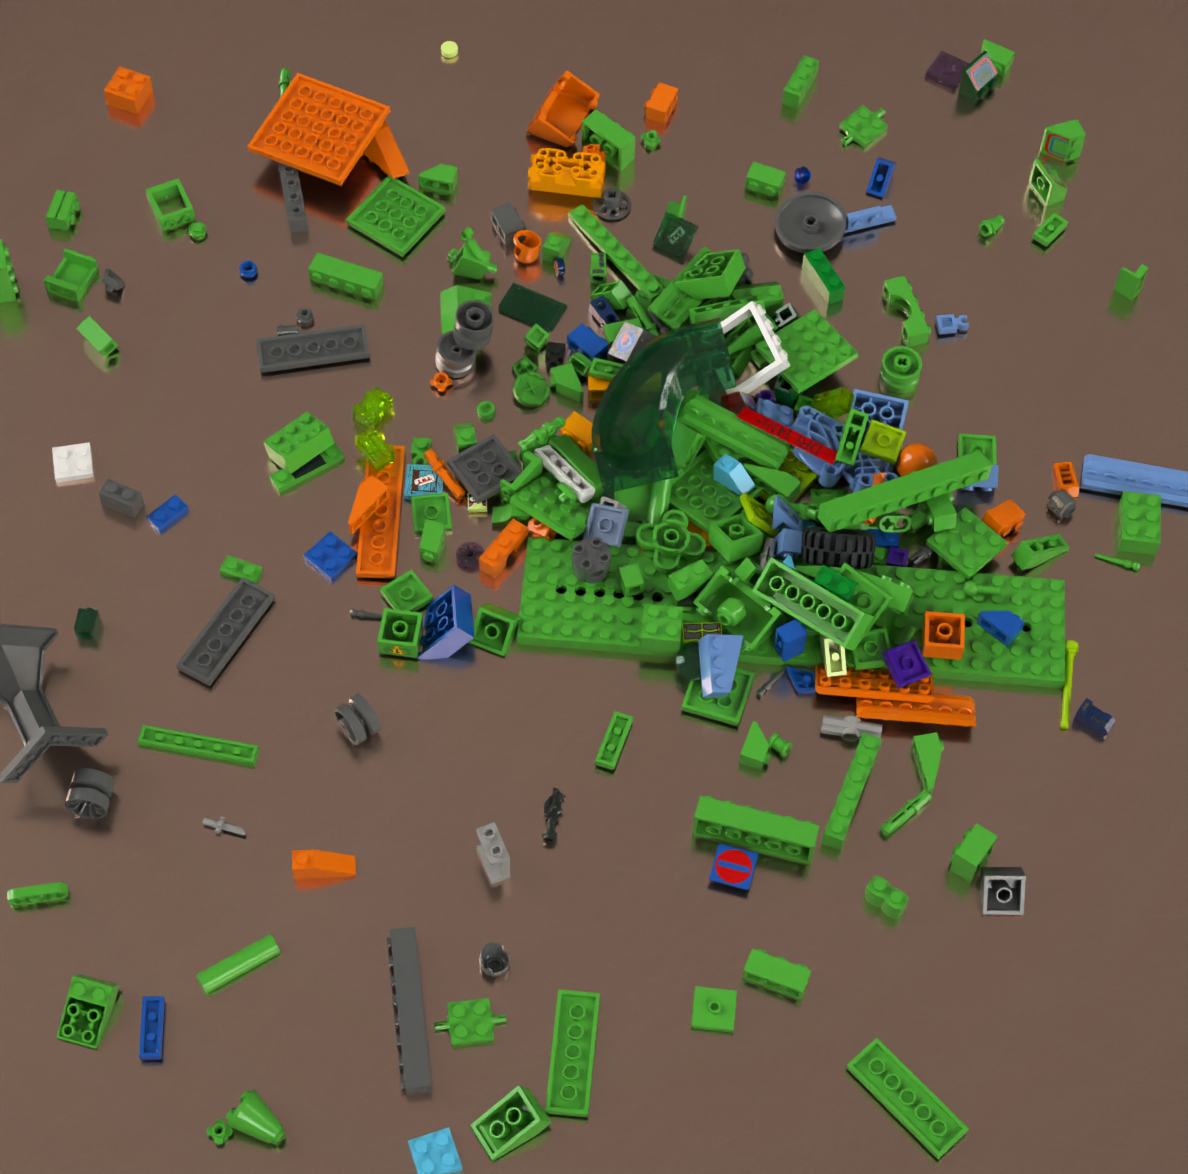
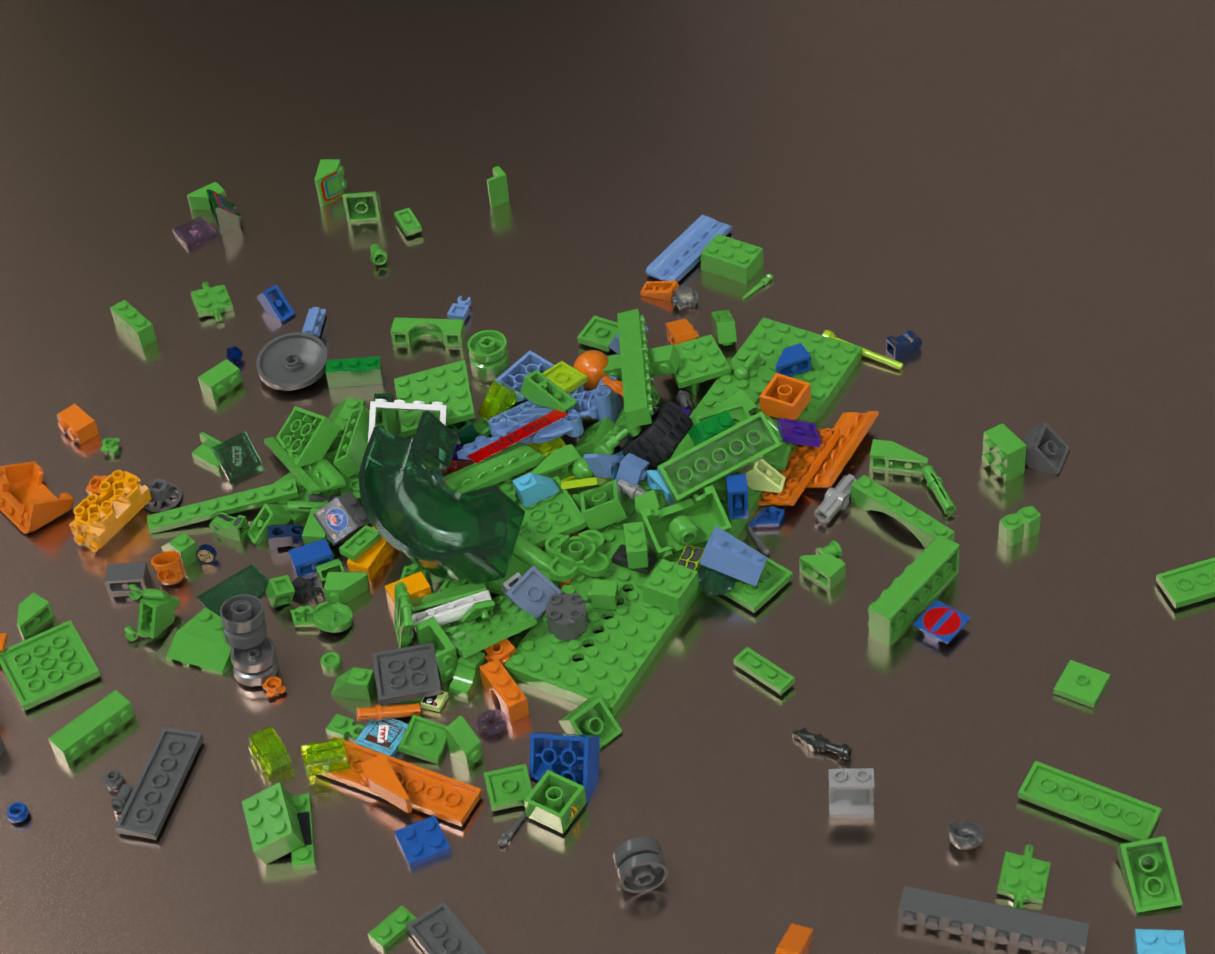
camera: 60 degrees left, 15 degrees down
(614, 139) = (82, 466): bright green brick -> none
(776, 973) = (1065, 625): bright green brick -> none

